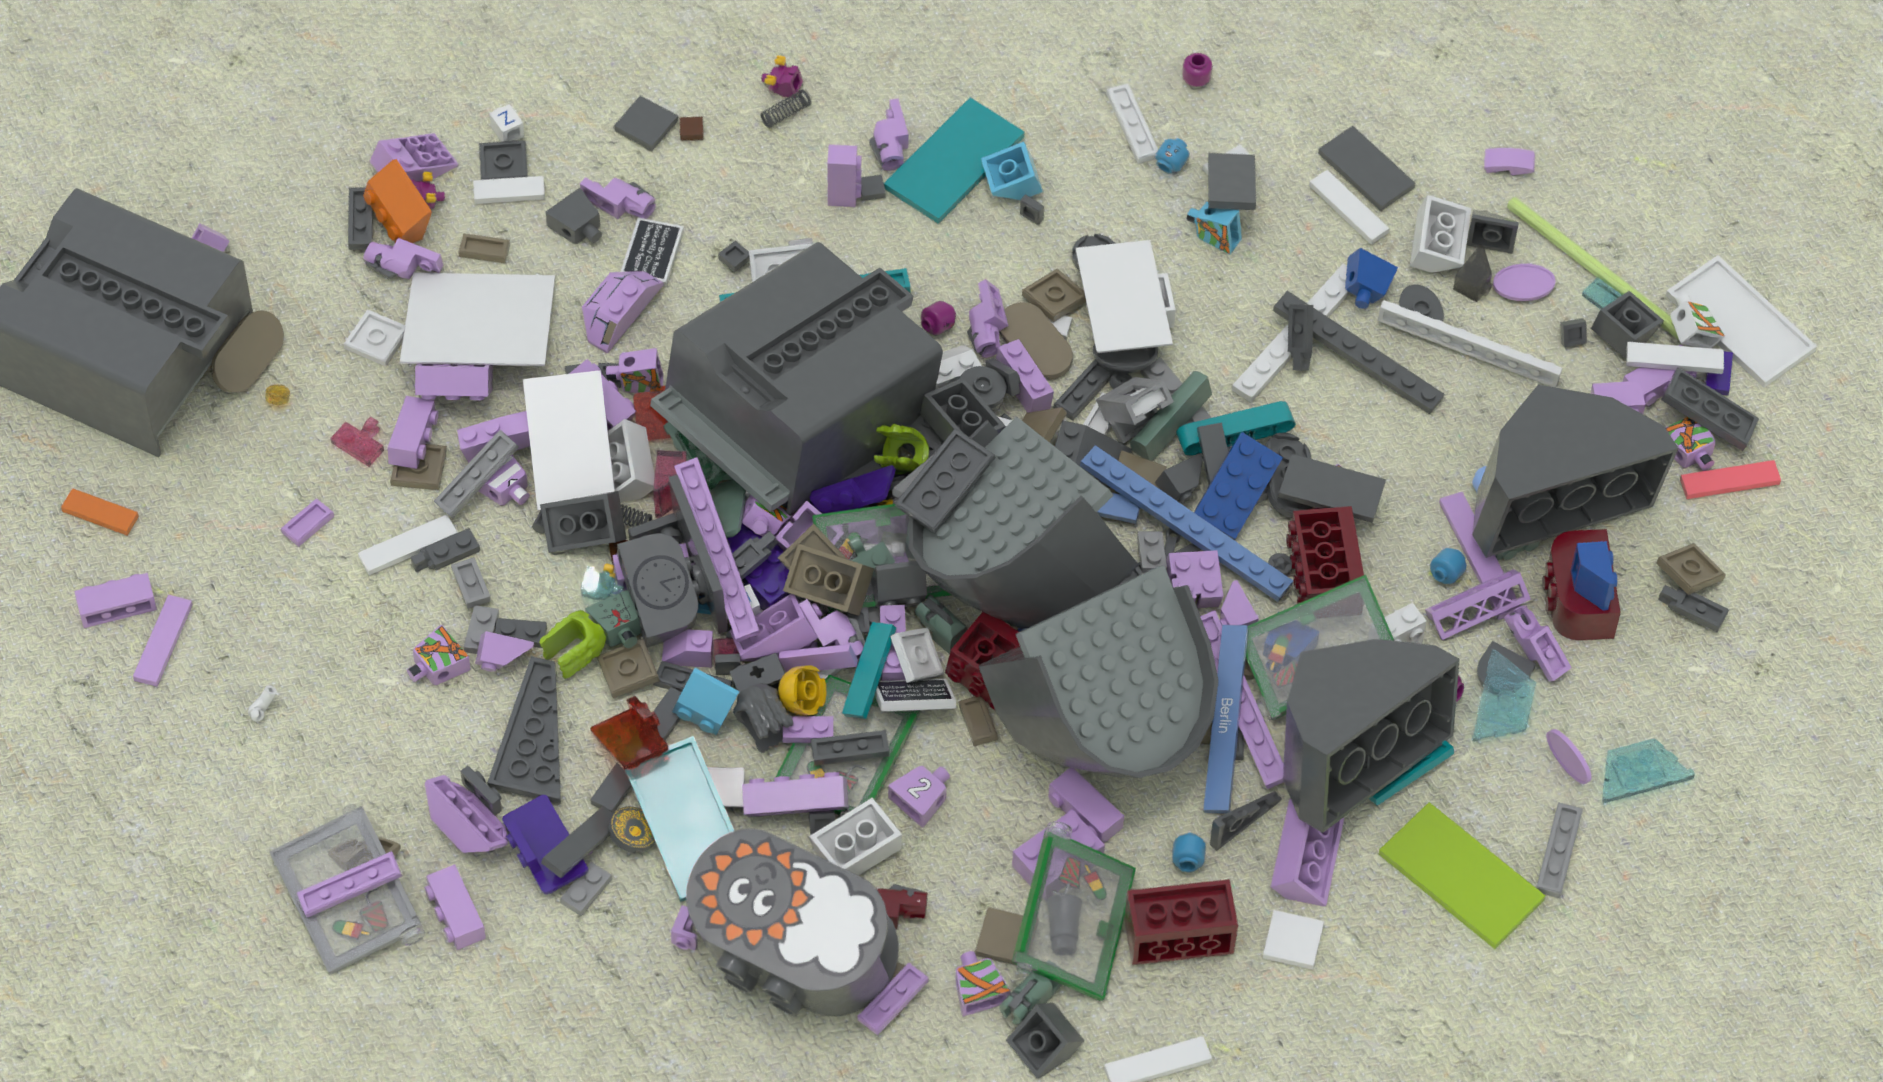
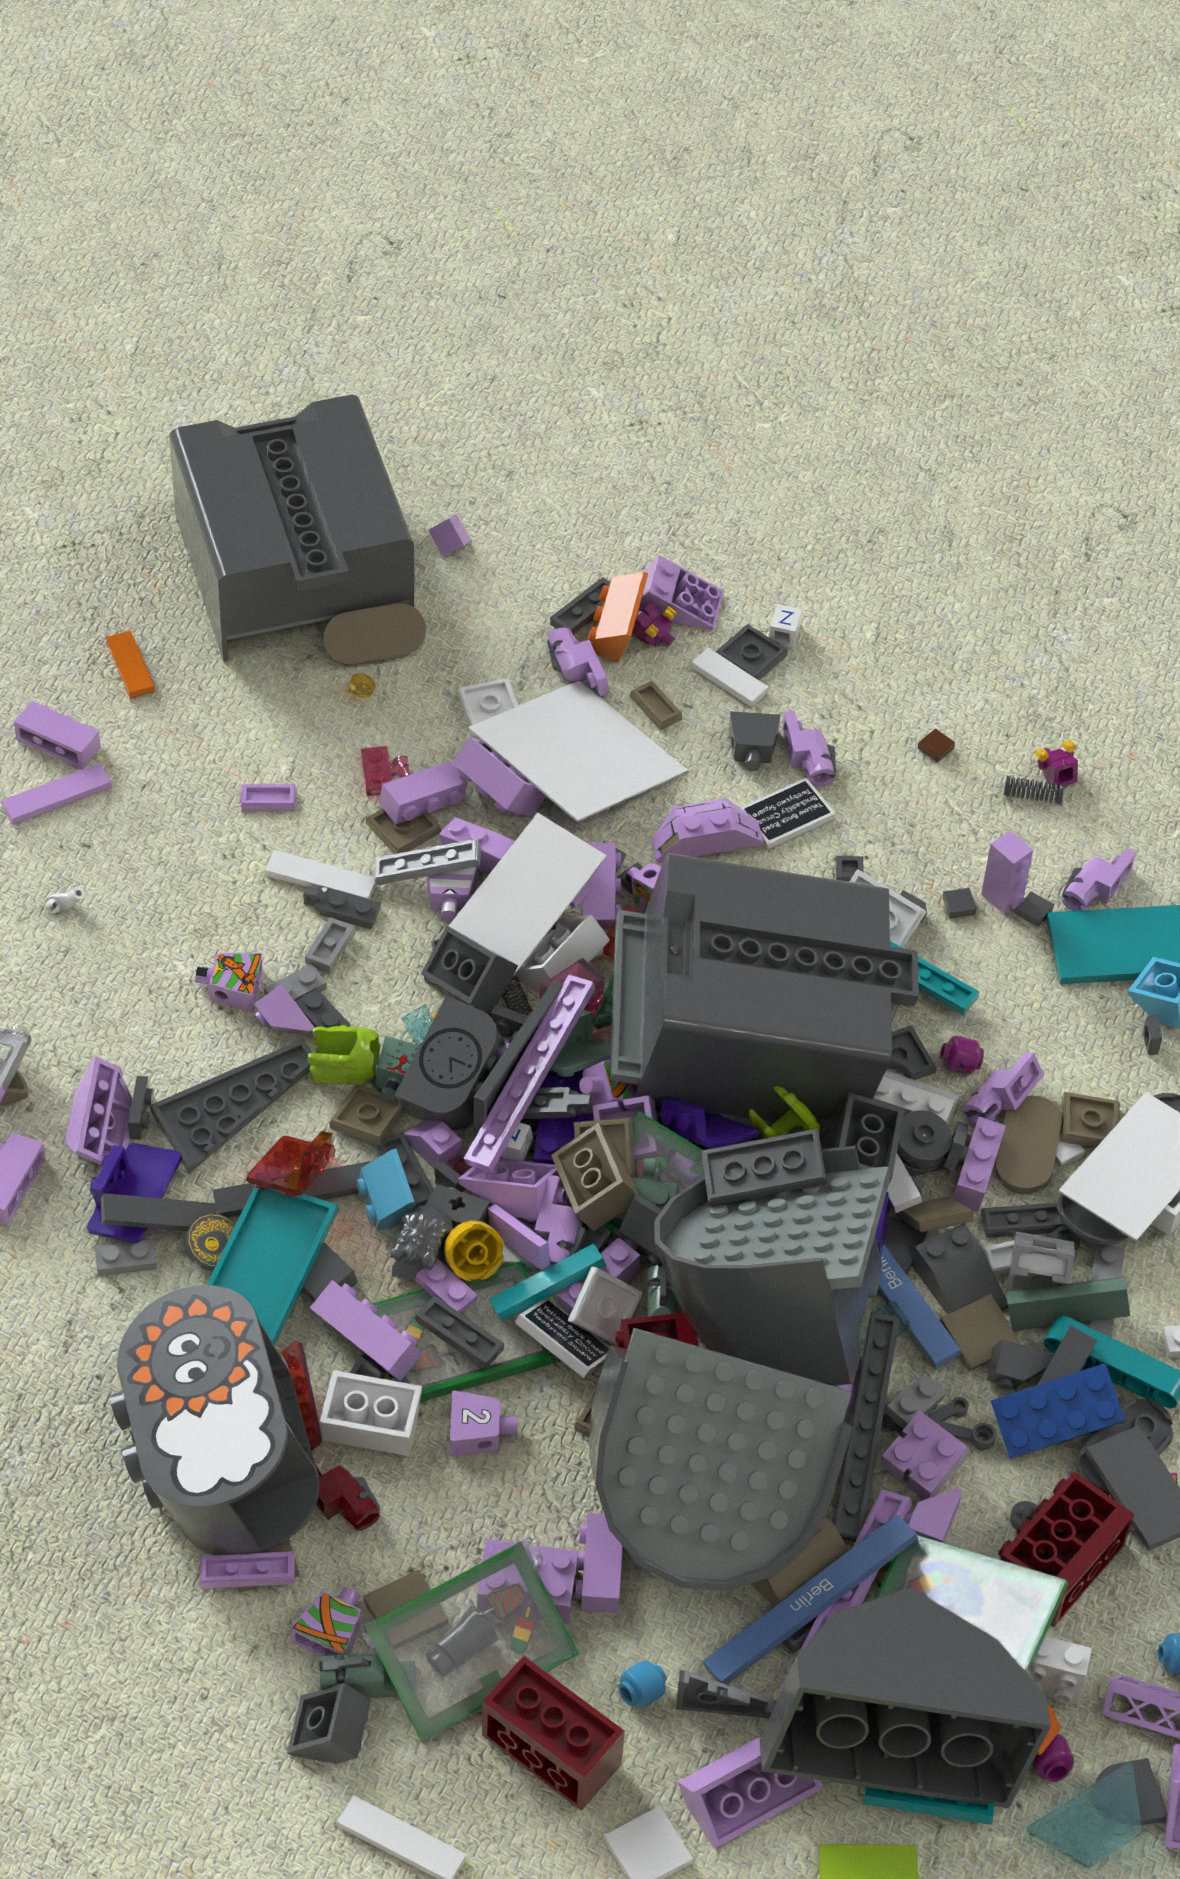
camera: 45 degrees right, 5 degrees down
(646, 123) = (903, 712): dark grey tile -> none
(823, 221) = (959, 903): none -> dark grey tile
(1186, 523) = (975, 1406): medium blue plate -> none

